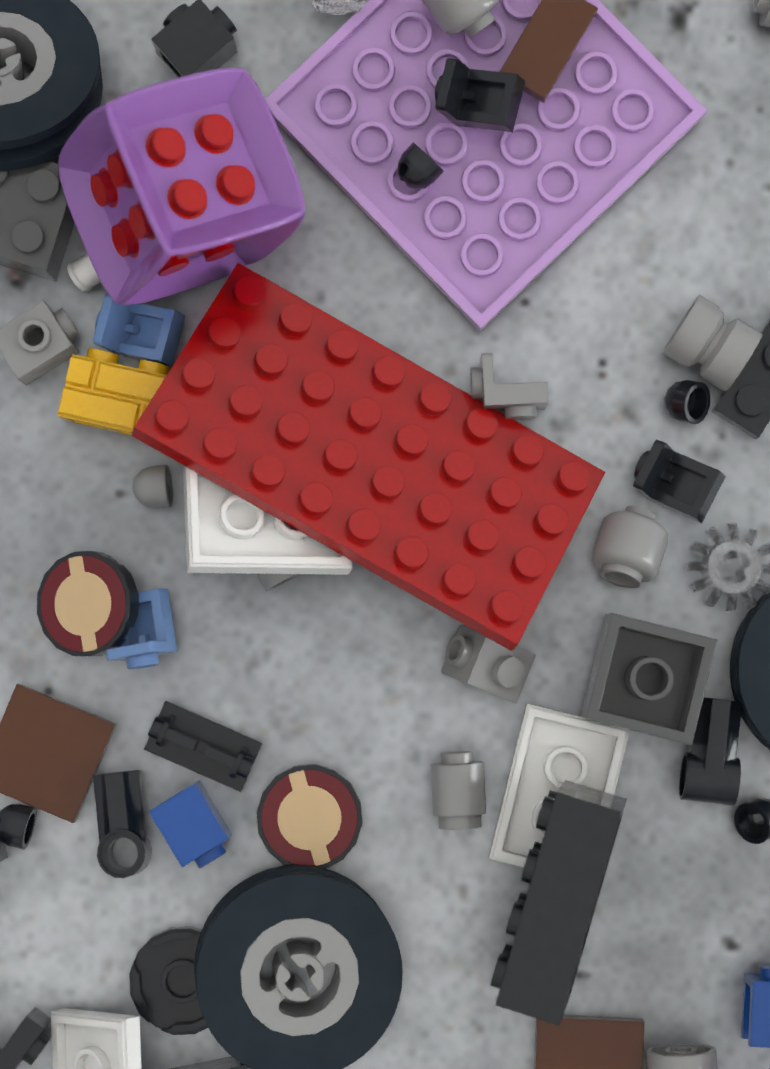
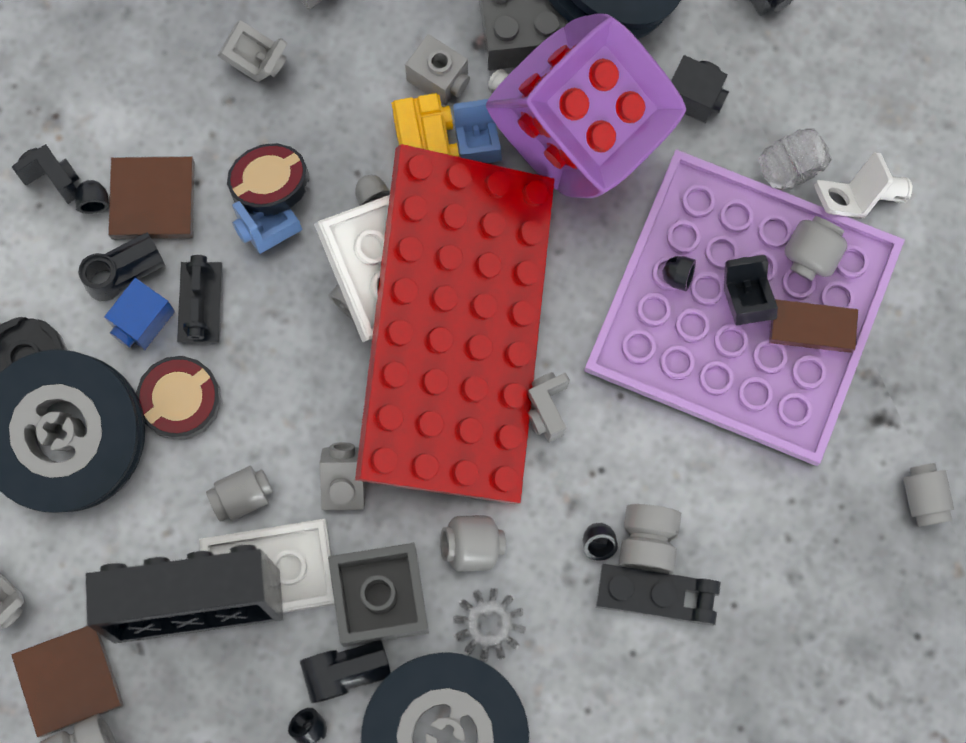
camera: 65 degrees right, 10 degrees down
(677, 481) = (536, 556): black bracket -> none

